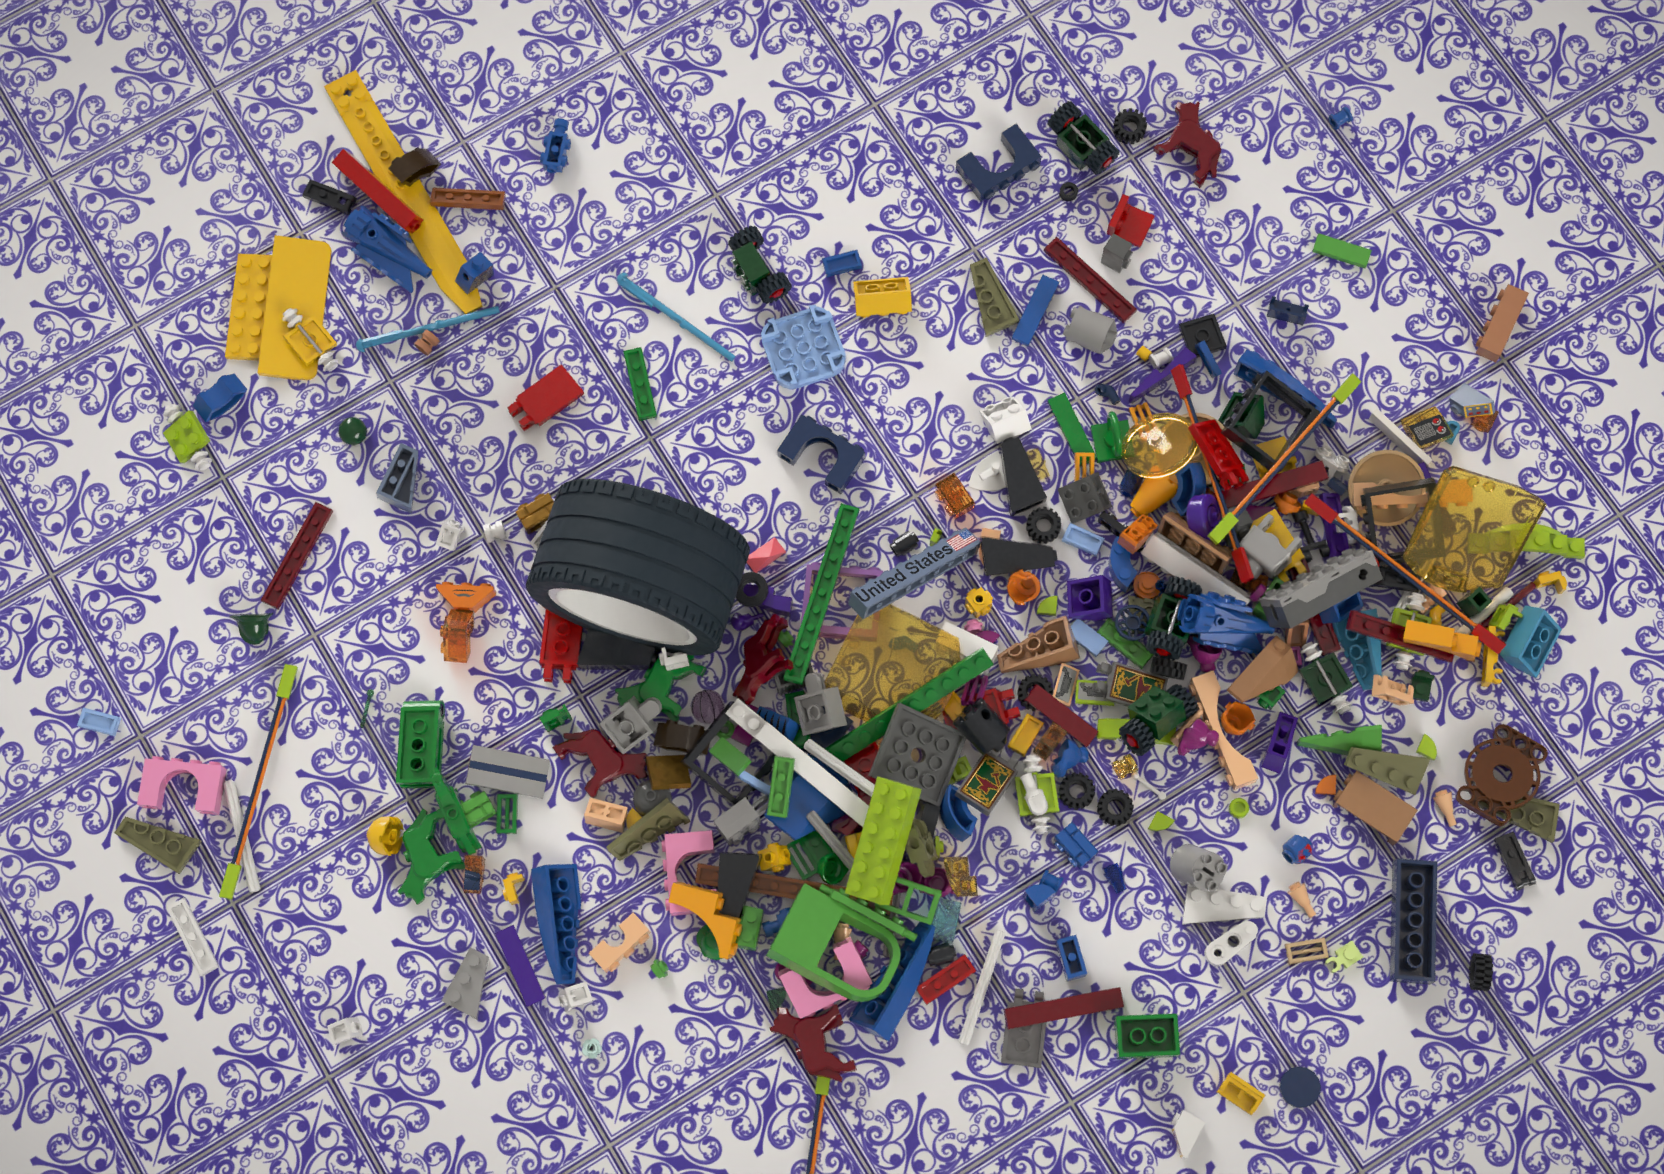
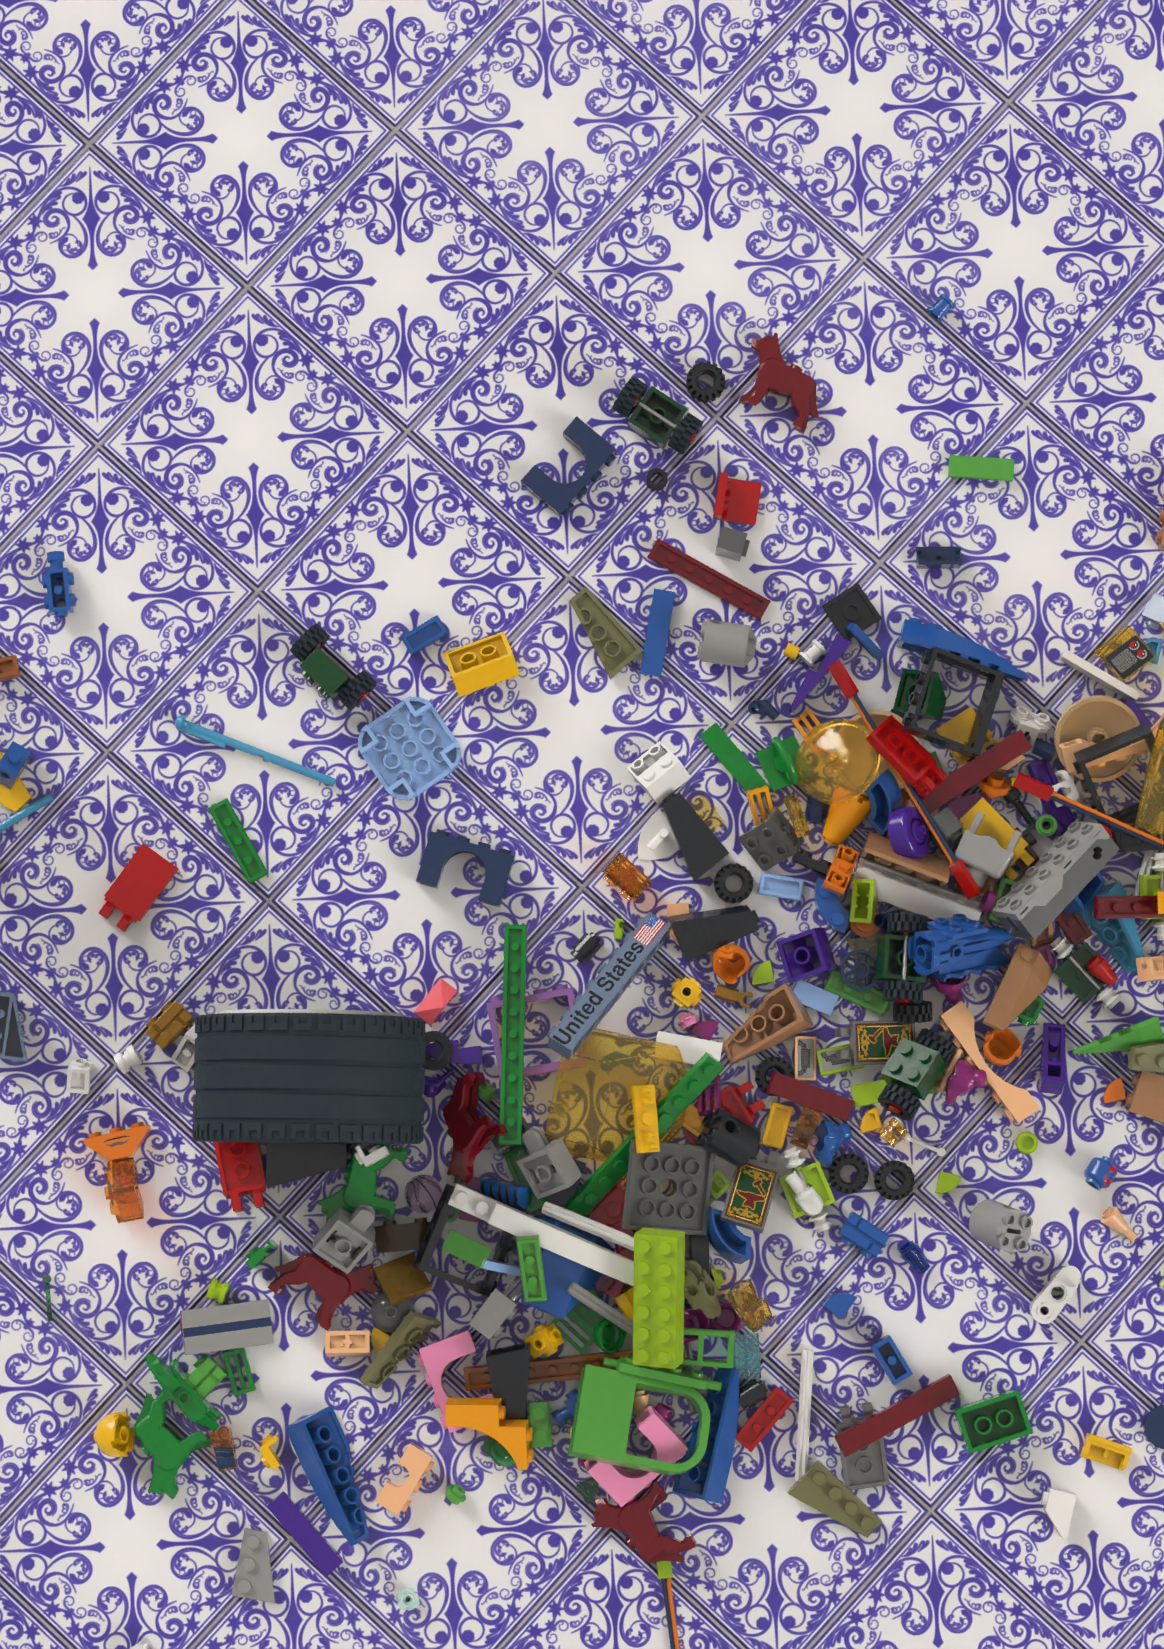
camera: 15 degrees left, 10 degrees up
(419, 725) = (115, 1301): green hinge -> none
(509, 740) = (218, 1291): none -> lime wheel
(575, 996) = (373, 1549): white bracket -> none
(914, 688) = (645, 1119): none -> yellow plate
(987, 1065) = (831, 1497): none -> olive wing
(1017, 616) = (731, 995): none -> pearl gold bar
(1051, 880) = (847, 1281): blue bush -> none
(1107, 753) = (870, 1121): none -> yellow tile
(1112, 484) = (796, 816): none -> clear yellow tile
(1151, 564) = (863, 901): none -> lime slope
(1221, 906) = (1038, 1256): white wing -> none
(1229, 519) = (939, 833): piece -> none
(1289, 954) = (1153, 1271): tan tile -> none
(1328, 542) = (1046, 818): none -> bright green plate
(1341, 677) = (1100, 968): none -> red cone

